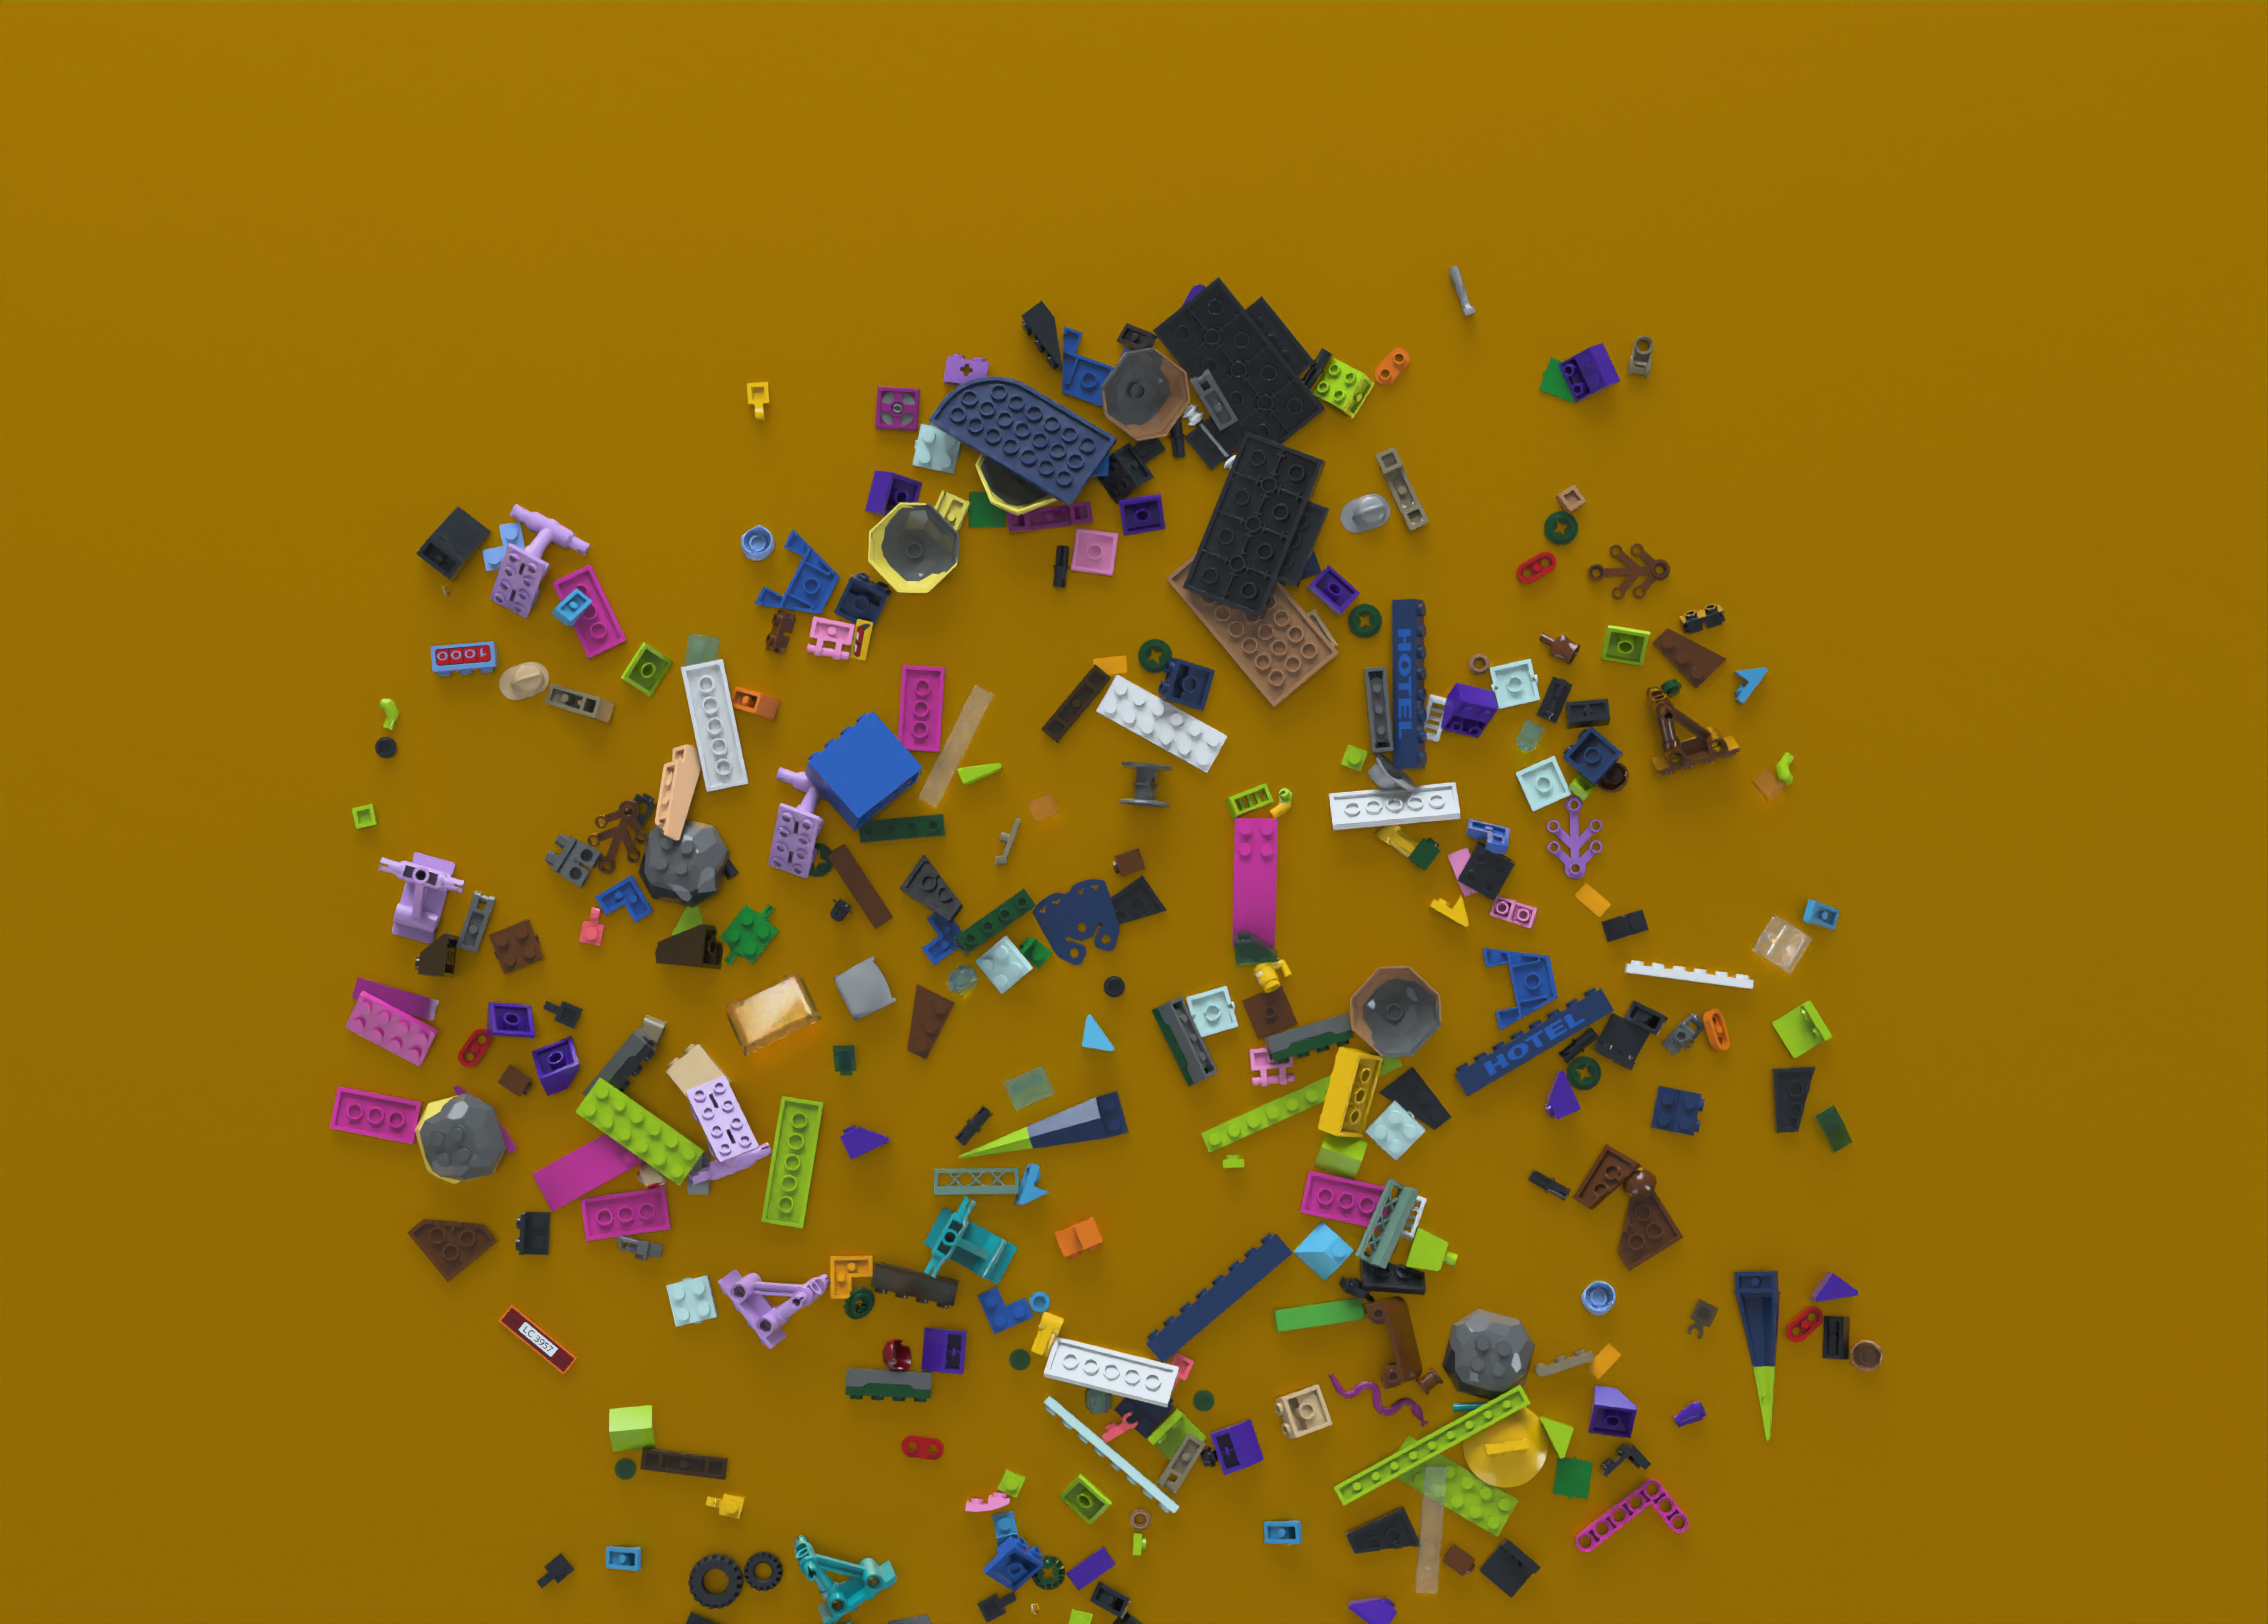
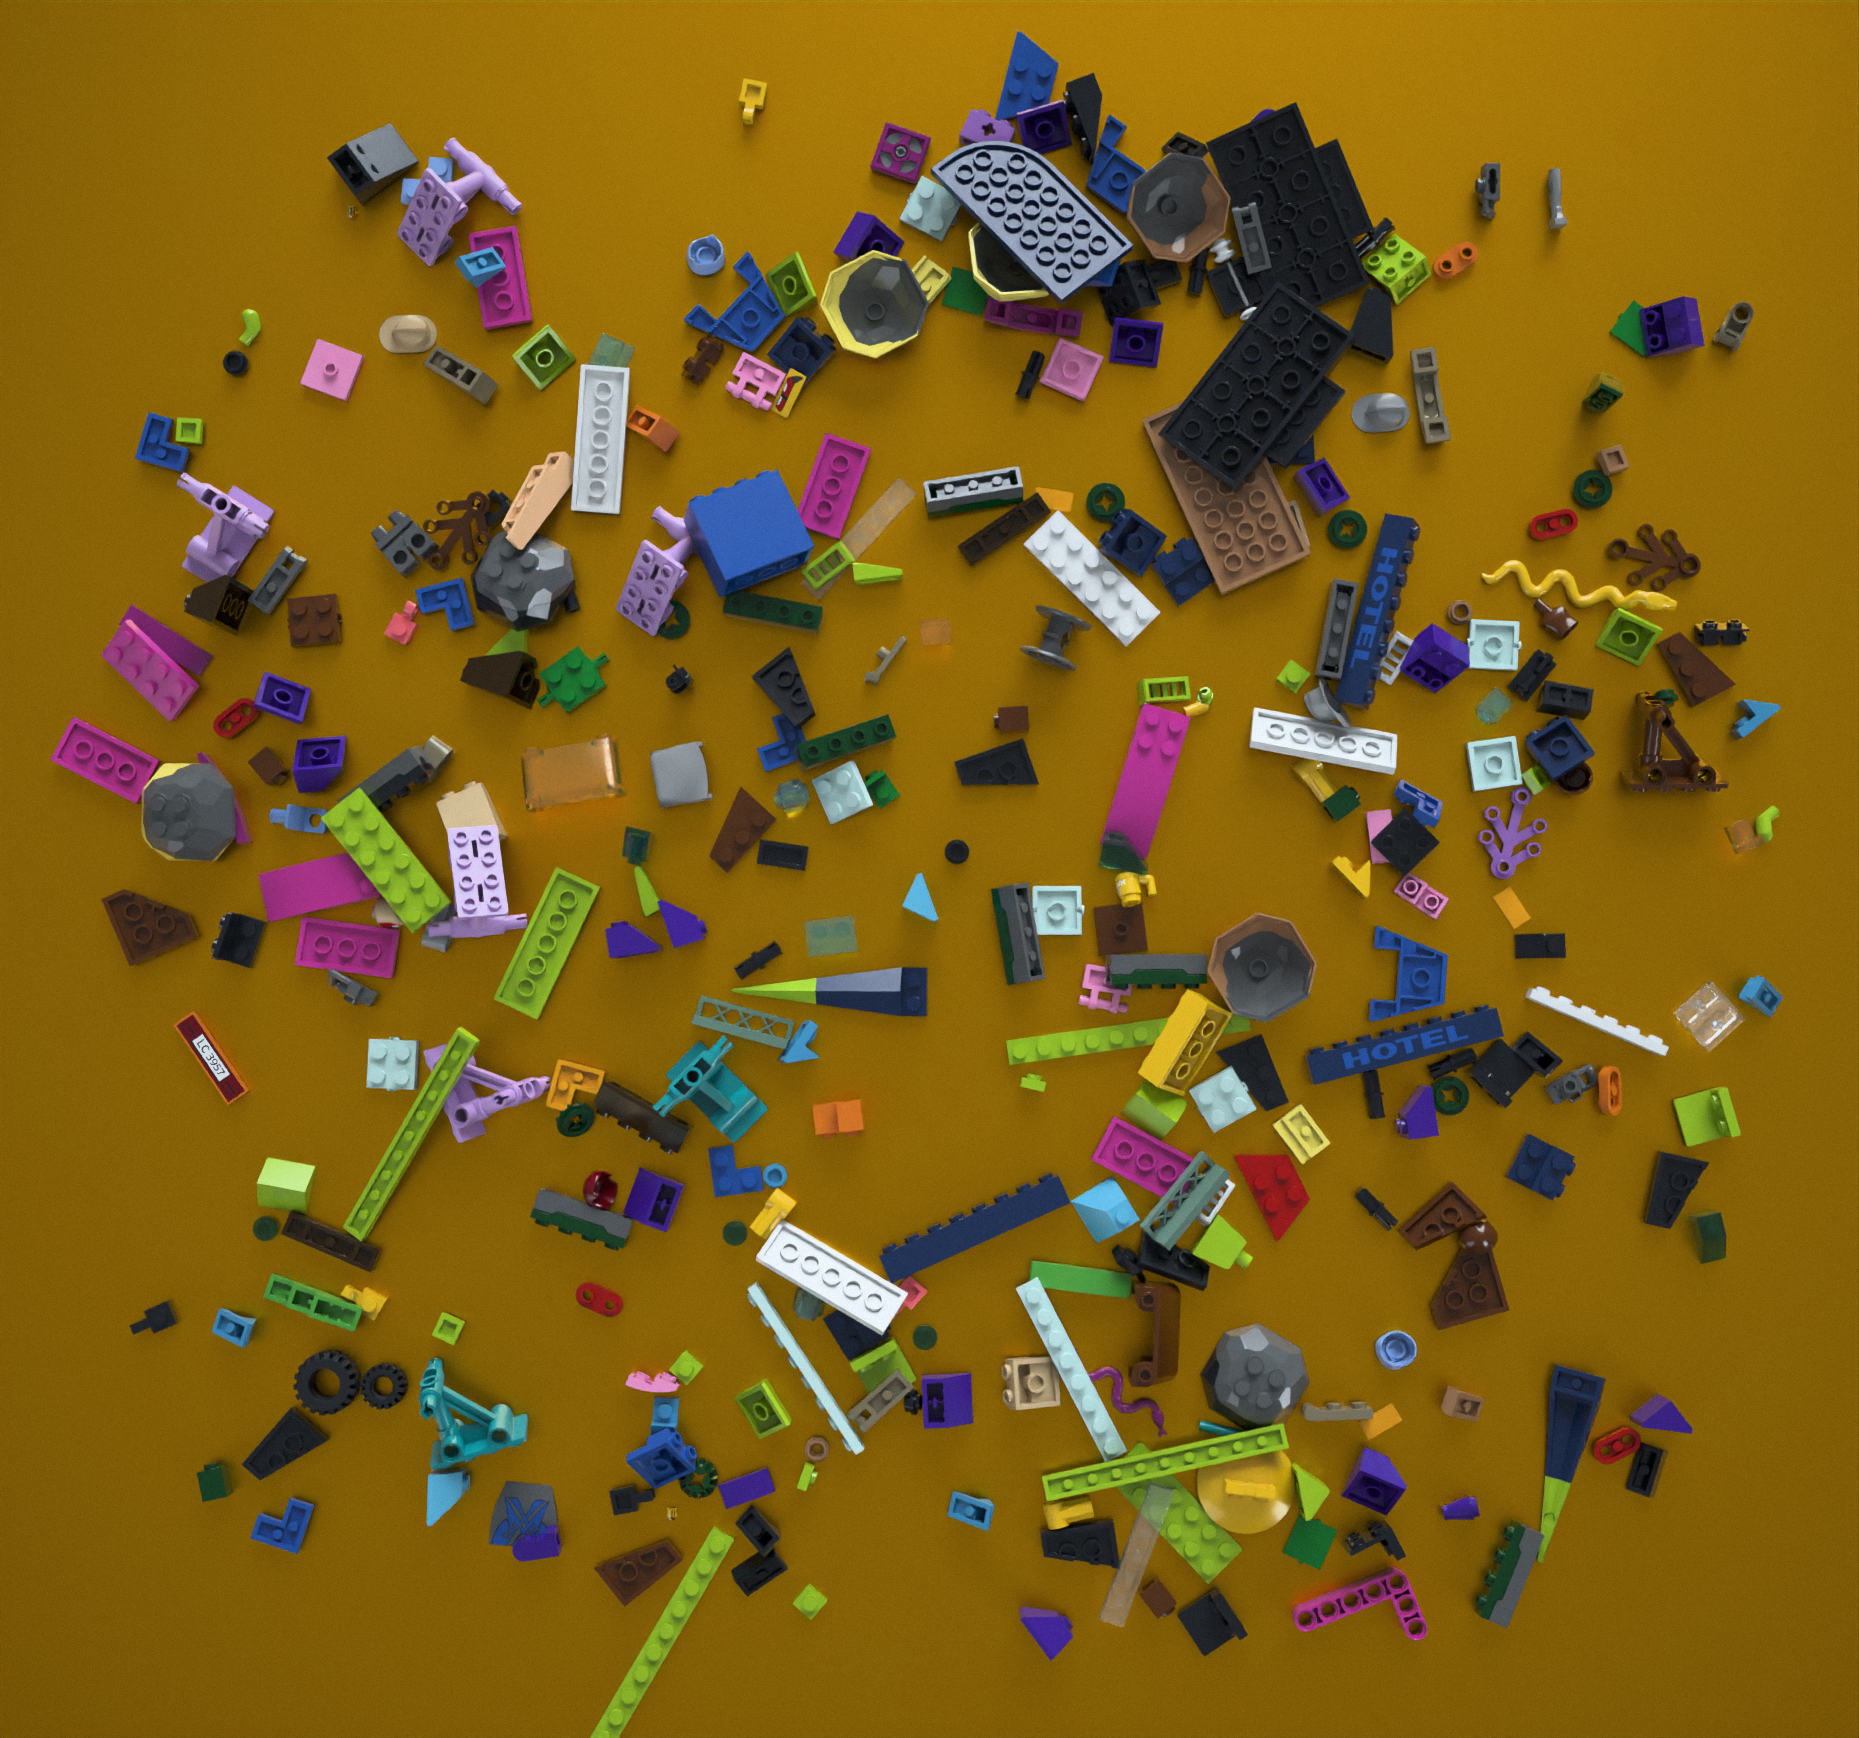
camera: 20 degrees right, 0 degrees up
(339, 839) = (155, 447): none -> blue plate
(464, 658) = (348, 289): brick -> none
(469, 730) = (332, 370): none -> bright pink plate
(553, 1117) = (298, 818): none -> medium blue bracket
(565, 1014) = (345, 709): black plate -> none
(684, 1518) = (313, 1302): none -> bright green slope
(727, 1353) = (411, 1133): none -> lime plate
(803, 1507) = (448, 1328): none -> lime plate
(838, 549) = (792, 286): none -> lime slope
(859, 886) = (708, 660): reddish brown slope -> none
(866, 1099) = (646, 892): none -> lime slope
(902, 1114) = (682, 925): none -> dark purple slope
(949, 763) = (839, 546): none -> lime slope
(968, 1031) = (782, 855): none -> black tile
(987, 316) = (1027, 80): none -> blue wing
(1013, 354) = (1044, 127): none -> dark purple slope
(1041, 680) = (973, 491): none -> dark grey piece
(1076, 908) = (939, 753): dark blue piece -> none
(1114, 1429) = (819, 1342): coral plate -> none
(1236, 695) = (1183, 571): none -> dark blue plate
(1333, 1391) = (1071, 1369): none -> light aqua plate
(1337, 443) = (1374, 326): none -> black slope
(1360, 1512) = (1062, 1513): none -> yellow piece
(1402, 299) = (1488, 188): none -> dark grey piece
(1429, 1381) = (1181, 1388): reddish brown bush -> none
(1460, 1192) = (1274, 1188): none -> red wing
(1469, 1140) = (1301, 1134): none -> light yellow plate
(1520, 1089) = (1373, 1094): none -> black axle
(1546, 445) = (1603, 393): none -> dark green slope
(1633, 611) = (1651, 600): none -> yellow animal
(1667, 1327) = (1462, 1404): none -> medium nougat slope
(1703, 1315) = (1506, 1403): clear smoke plate -> none
(1744, 1455) = (1508, 1573): none -> piece
(1866, 1355) = (1677, 1501): medium nougat hair -> none

